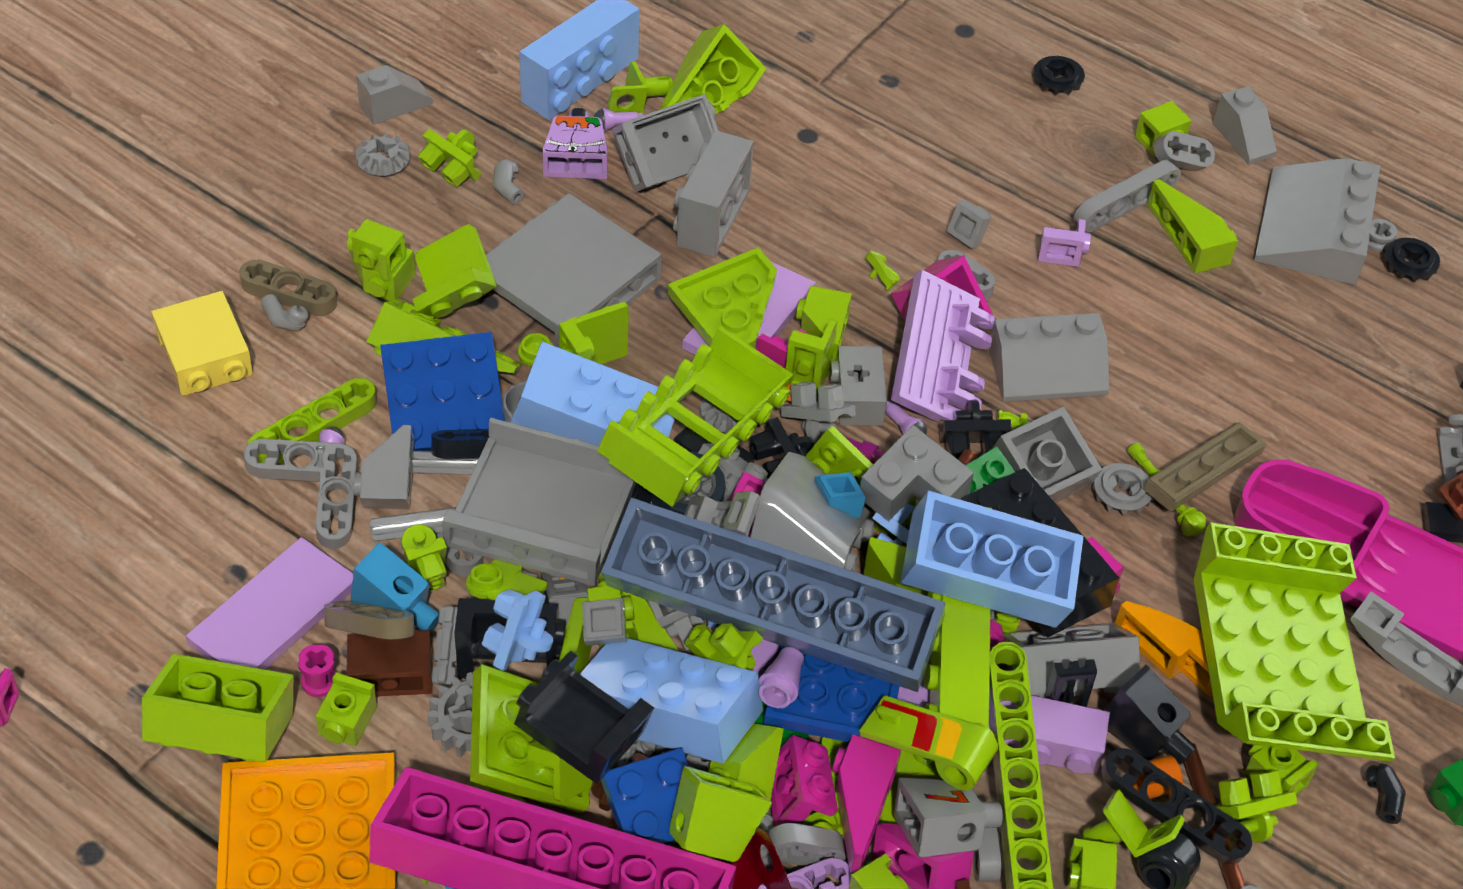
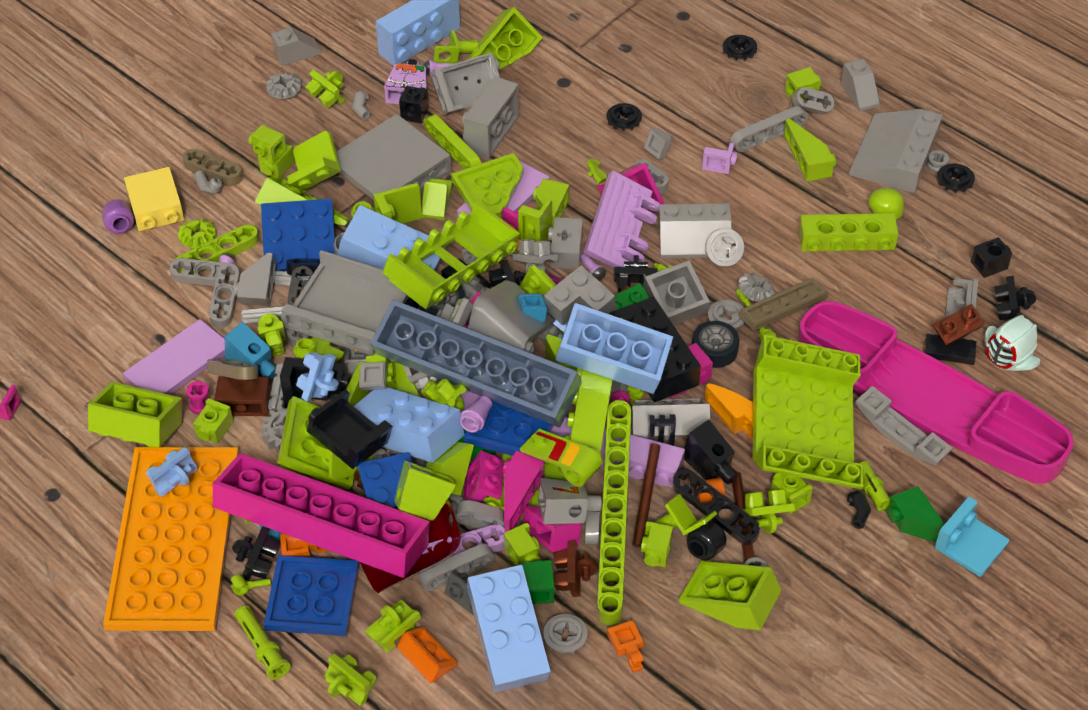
camera: 10 degrees right, 0 degrees up
(147, 374) = (118, 216): none -> medium lavender head
(292, 398) = (192, 241): none -> lime gear
(297, 803) = (172, 472): none -> light blue hips
(451, 472) = (295, 284): none -> black beam
(590, 177) = (413, 104): none -> black brick
(647, 323) = (436, 198): none -> lime slope
(656, 233) = (451, 142): none -> lime beam
(911, 176) = (627, 111): none -> black gear
(1063, 794) = (646, 494): none -> copper bar
(1115, 389) = (734, 253): none -> gear
(1121, 529) = (718, 342): none -> wheel
(1159, 442) = (761, 289): none -> light grey gear
(1276, 349) = (848, 232): none -> lime brick
(1321, 303) = (886, 201): none -> lime hair
(1417, 772) = (880, 497): none -> lime pin

